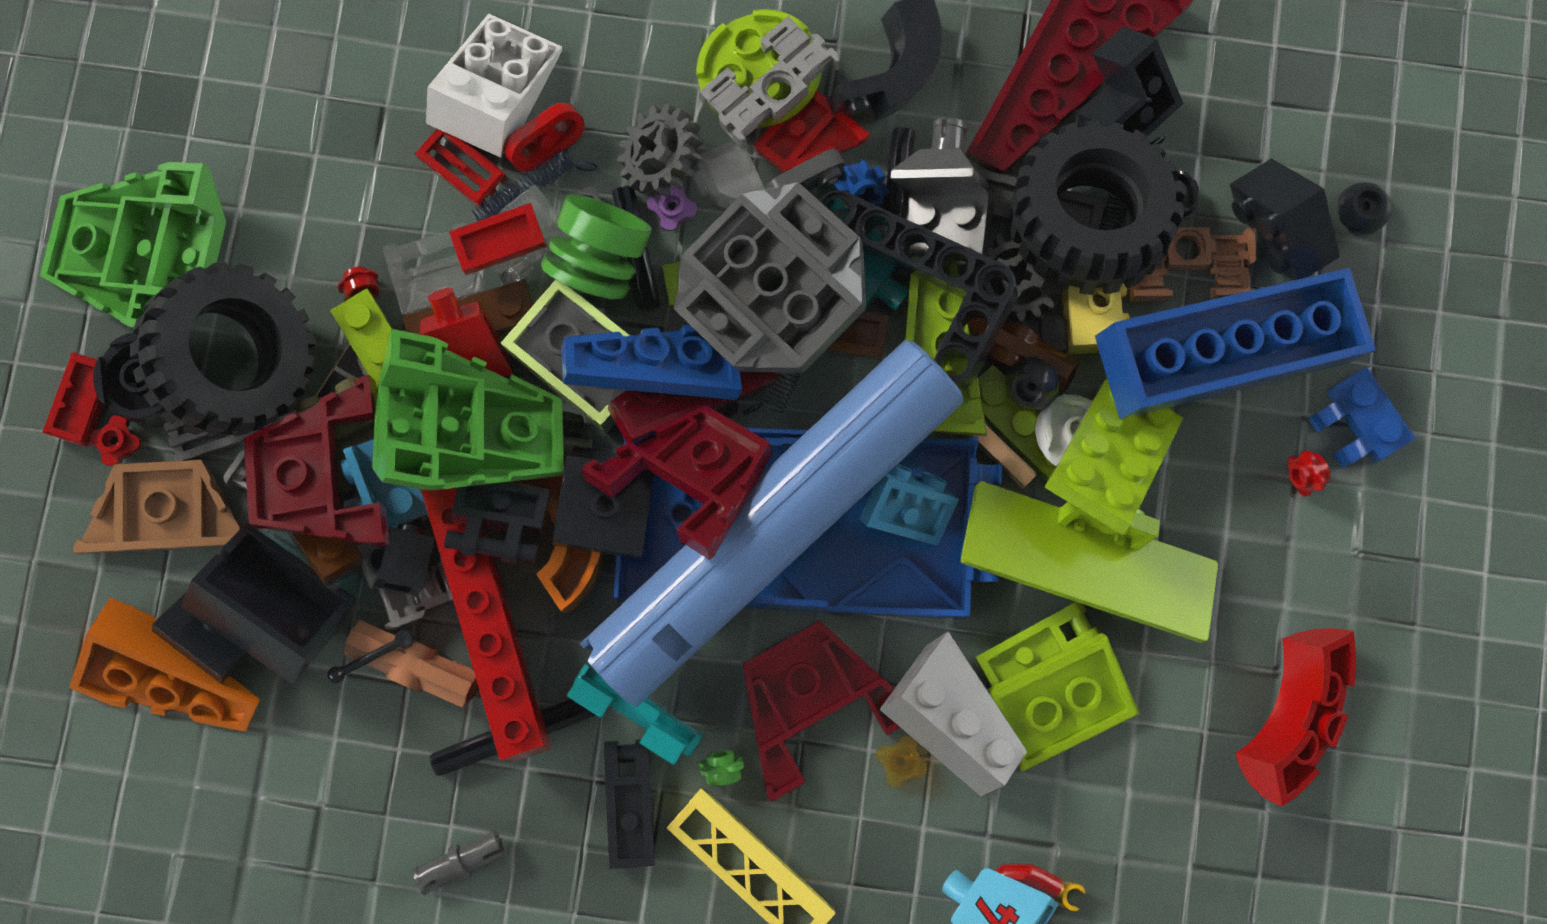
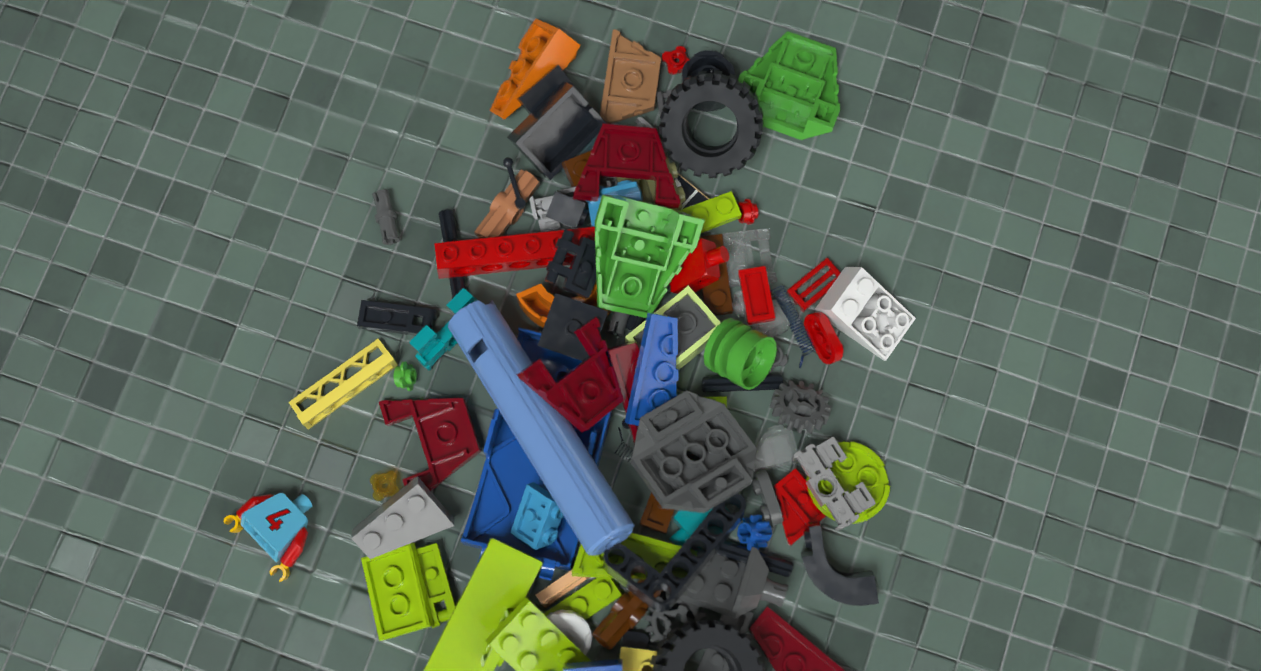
camera: 100 degrees right, 5 degrees down
(76, 403) = (697, 39): red plate -> none
(669, 218) = (757, 406): medium lavender plate -> none
(1035, 371) = (600, 613): black plate -> none

